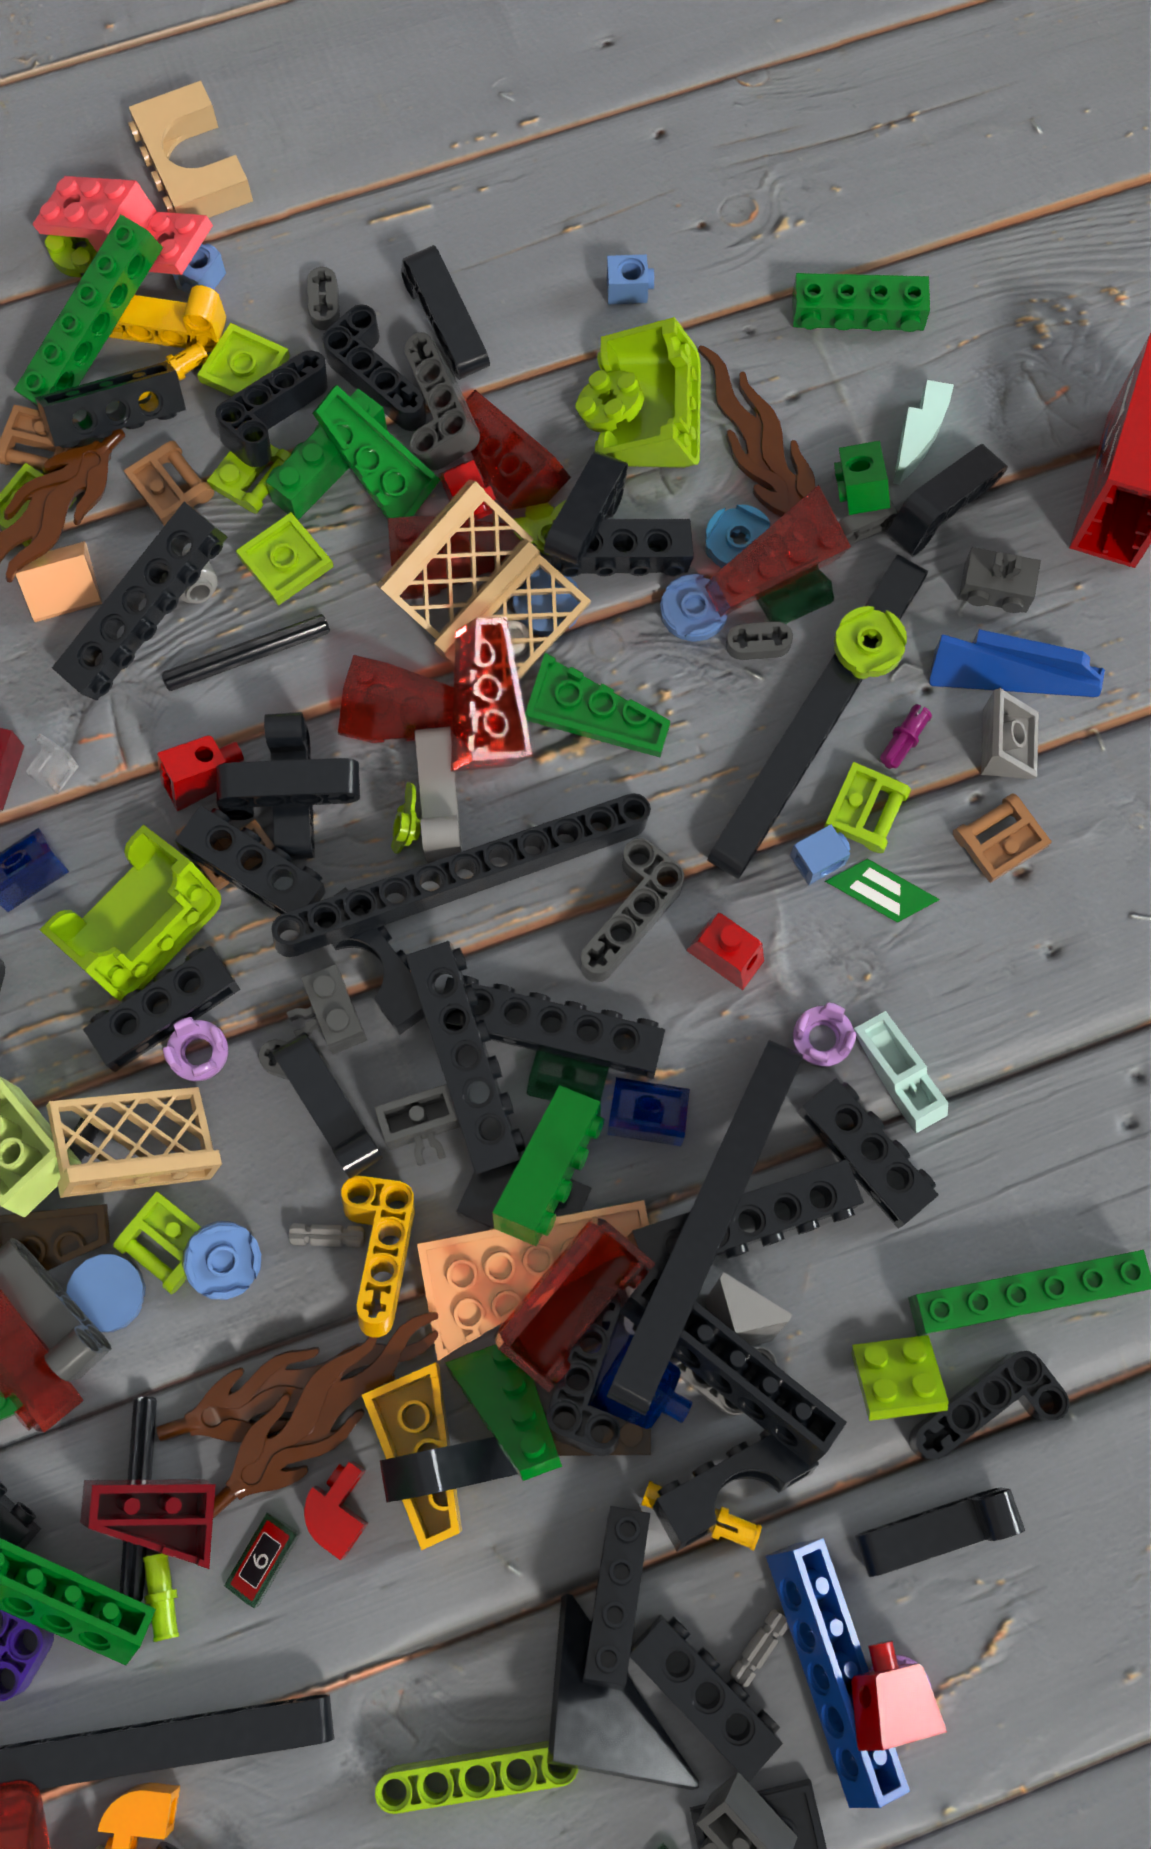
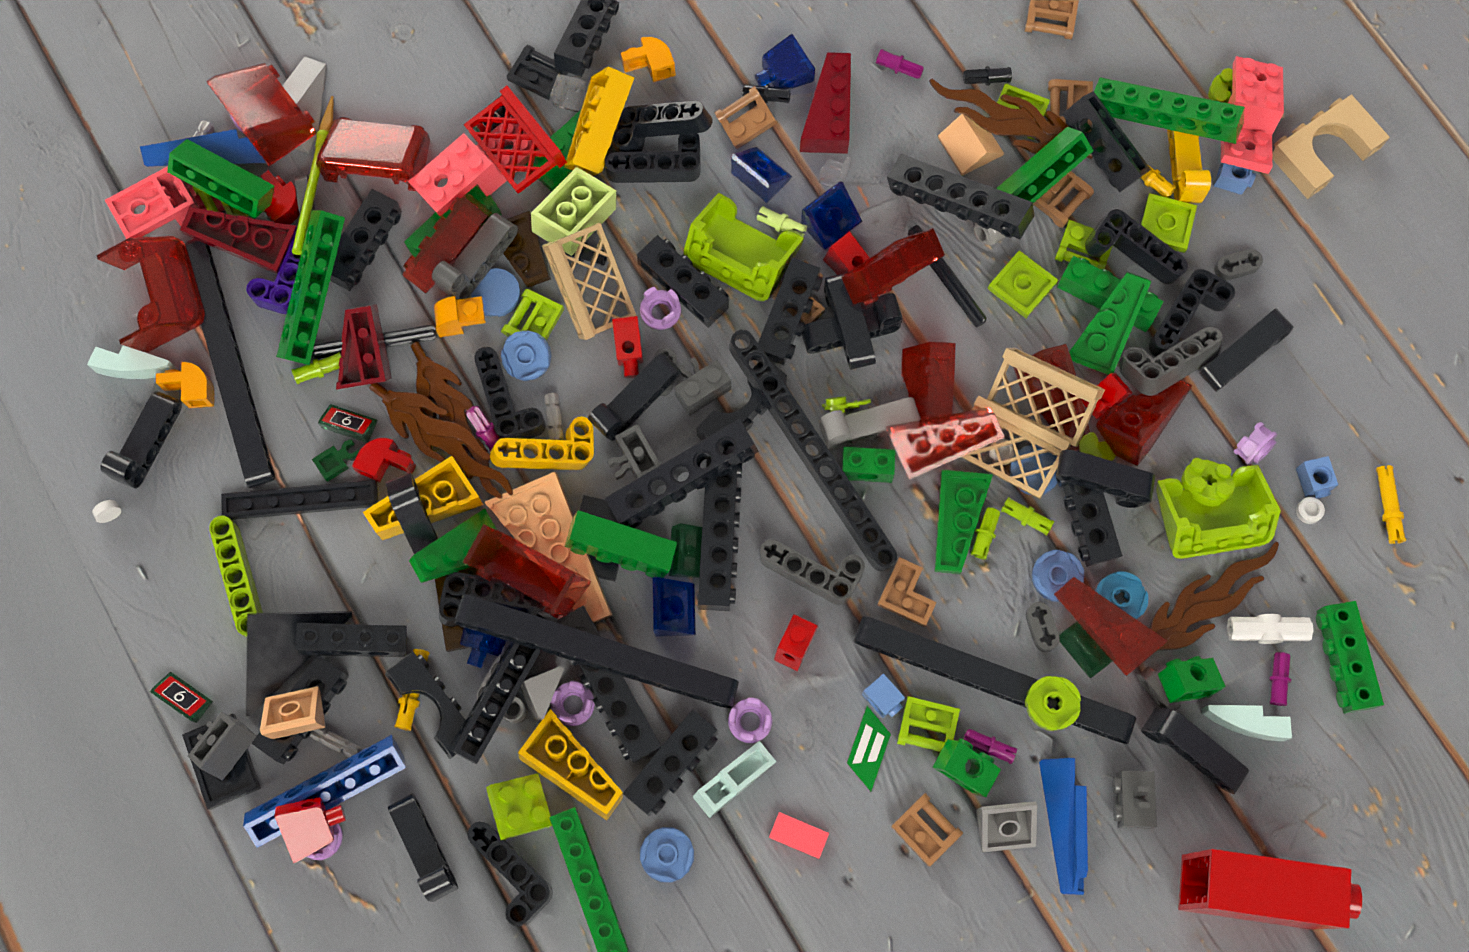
camera: 80 degrees right, 0 degrees up
(106, 855) = (780, 222): none -> yellowish green pin
(119, 784) = (830, 216): none -> clear blue slope
(125, 482) = (1048, 165): none -> green brick
(130, 1360) = (454, 314): none -> light orange brick
(223, 706) = (892, 266): none -> clear red wedge
(228, 1099) = (628, 336): none -> red torso
(275, 1305) = (501, 394): none -> black beam
(322, 1593) = (332, 461): none -> dark green plate
(326, 1340) = (484, 428): none -> magenta axle
(369, 1660) = (299, 500): none -> black tile
(497, 804) = (868, 464): none -> green brick
(575, 330) = (1257, 445): none -> lavender piece
(609, 624) = (1027, 516): none -> lime pin
(622, 680) = (985, 533): none -> lime axle
(666, 300) = (1310, 510): none -> white tile
(678, 210) = (1391, 507): none -> yellow pin
(687, 806) = (899, 594): none -> medium nougat plate
(716, 1706) = (292, 713): none -> light nougat slope
(771, 1259) = (566, 690): none -> lavender piece
(810, 380) = (1269, 629): none -> white piece
(850, 1297) = (567, 764): none -> yellow wedge
(872, 384) = (1280, 679): none -> magenta axle
(933, 767) = (952, 764): none -> green brick
(986, 1002) = (799, 835): none -> coral tile
(988, 1183) = (667, 854): none -> medium blue tile

